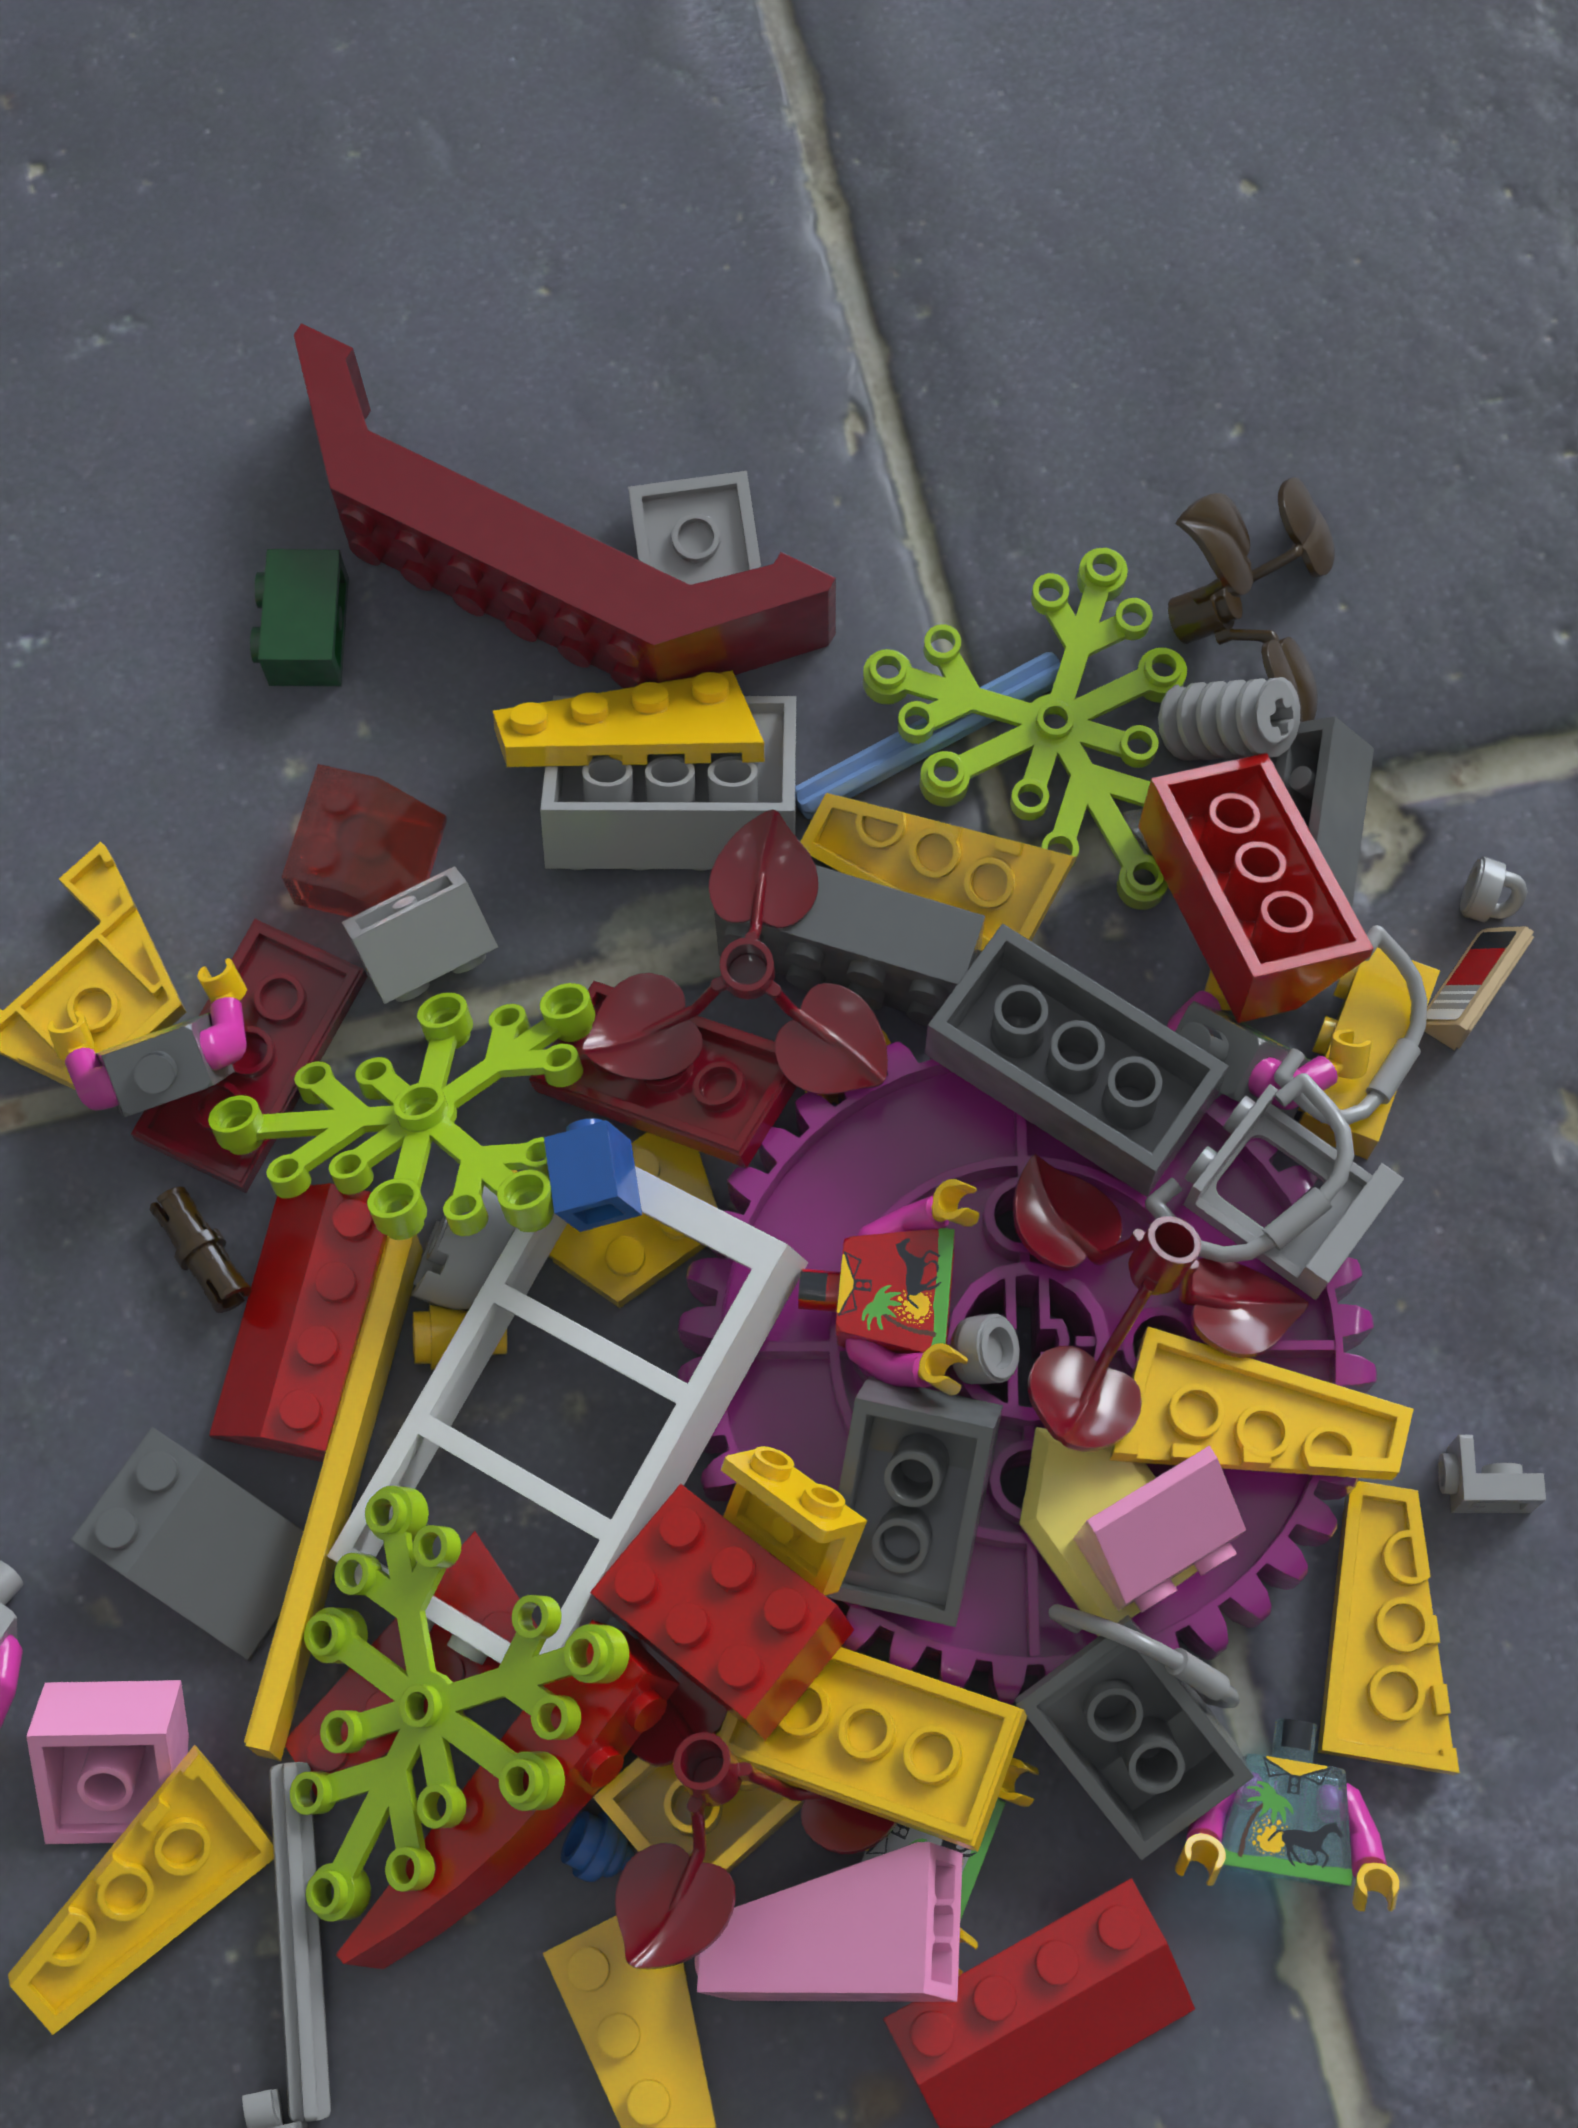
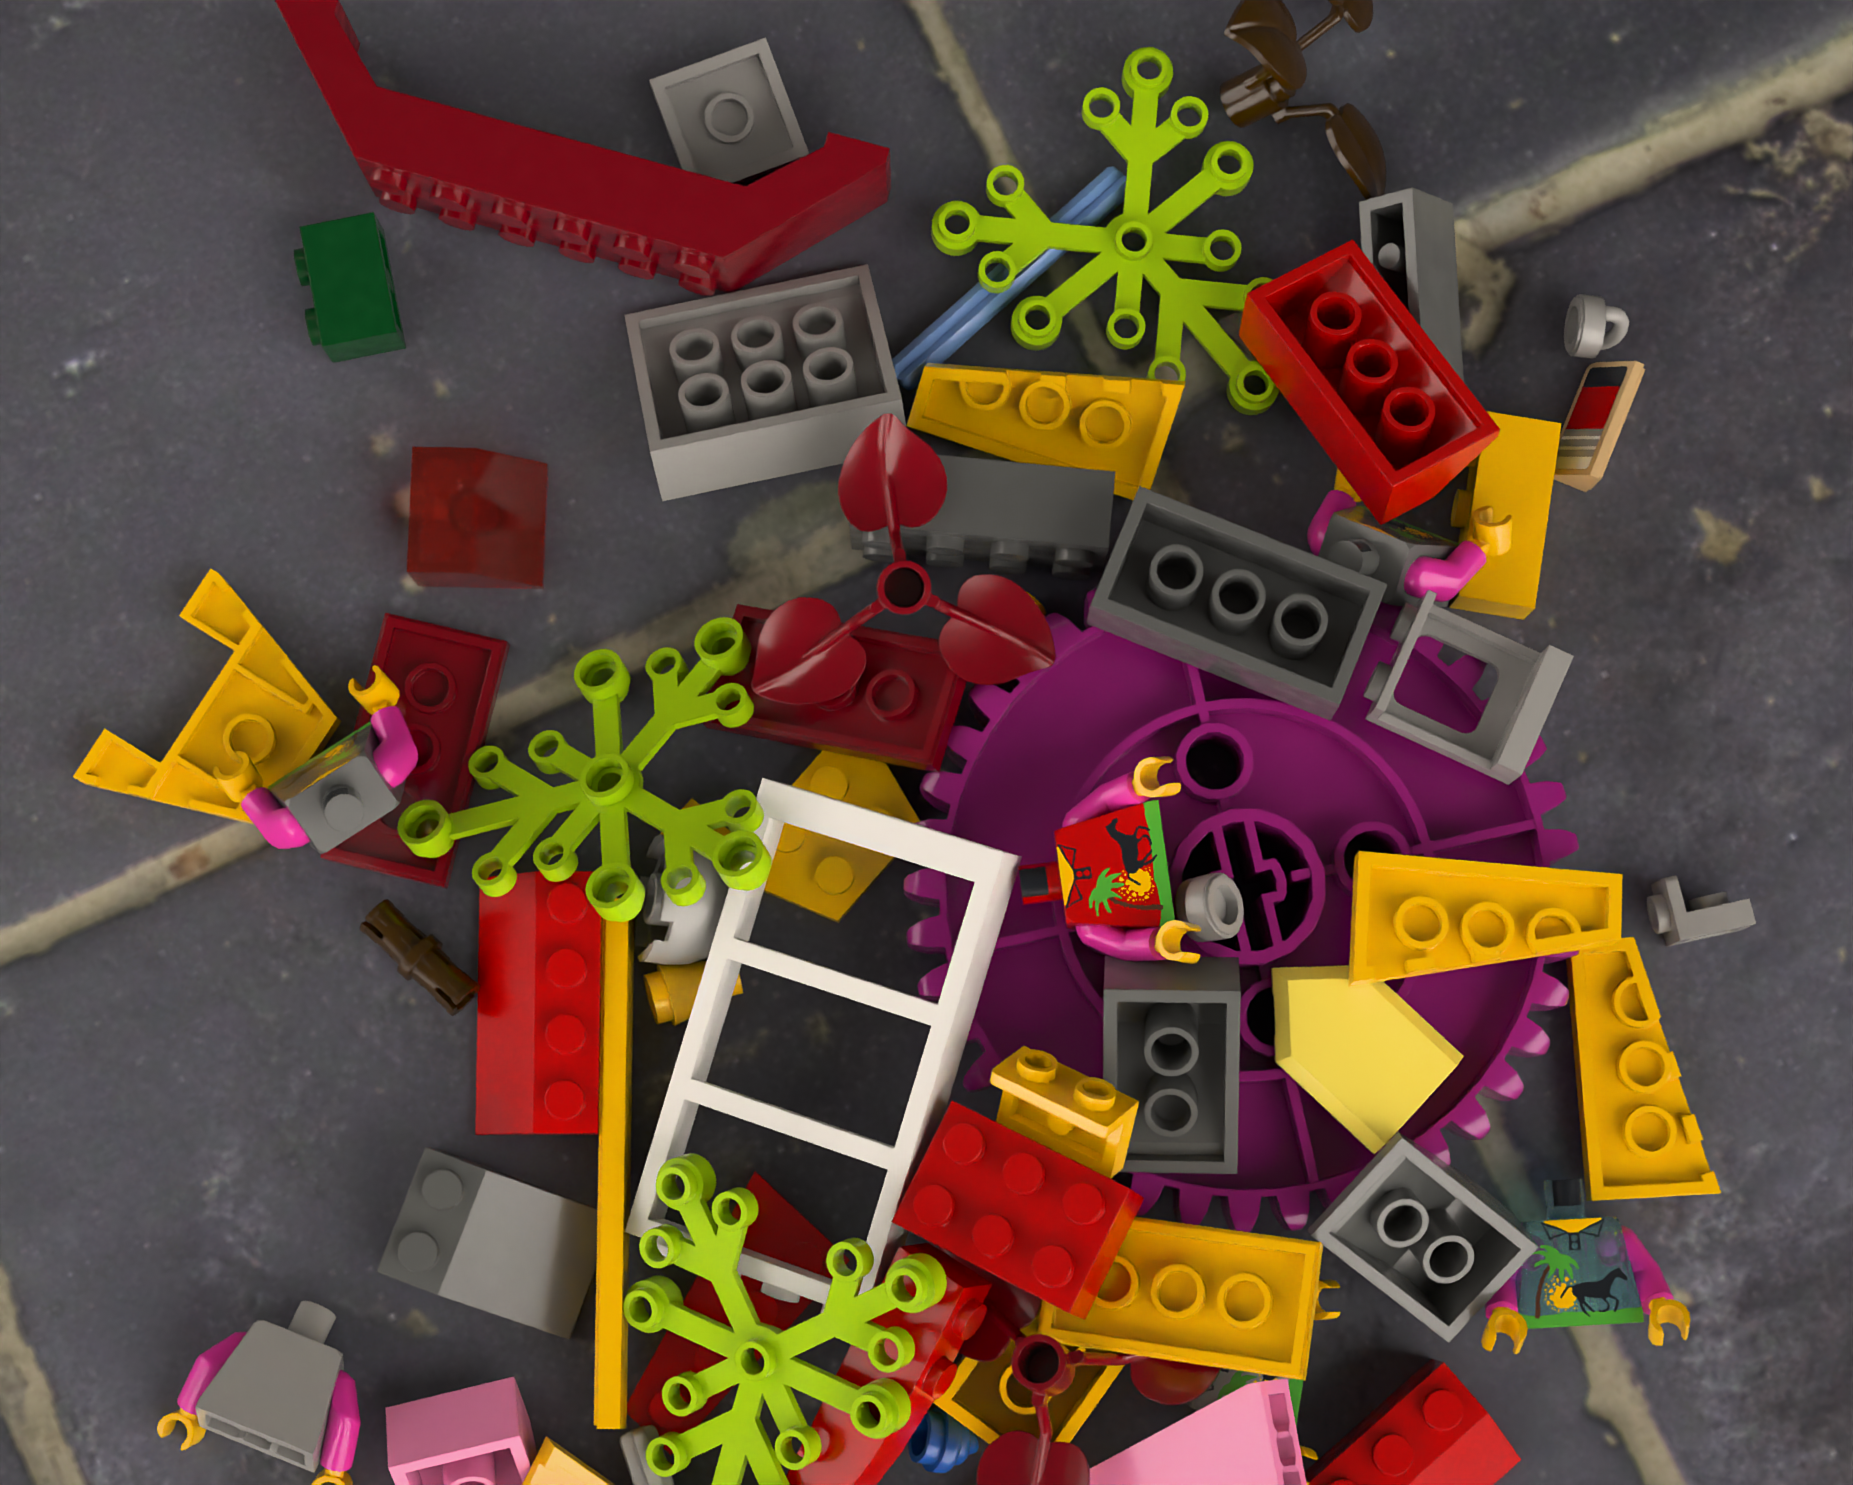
camera: 15 degrees left, 10 degrees up
(421, 936) = (557, 598): light grey brick -> none
(592, 1175) = (797, 820): blue brick -> none
(630, 723) = (737, 325): yellow wing -> none
(1162, 1531) = (1415, 1049): bright pink slope -> none
(1205, 1680) = (1452, 1165): light grey piece -> none
(1229, 719) = (1307, 206): light grey piece -> none
(1232, 1310) = (1436, 814): dark red plant -> none
(1302, 1212) = (1476, 715): light grey piece -> none
(1401, 1056) = (1536, 534): light grey piece -> none

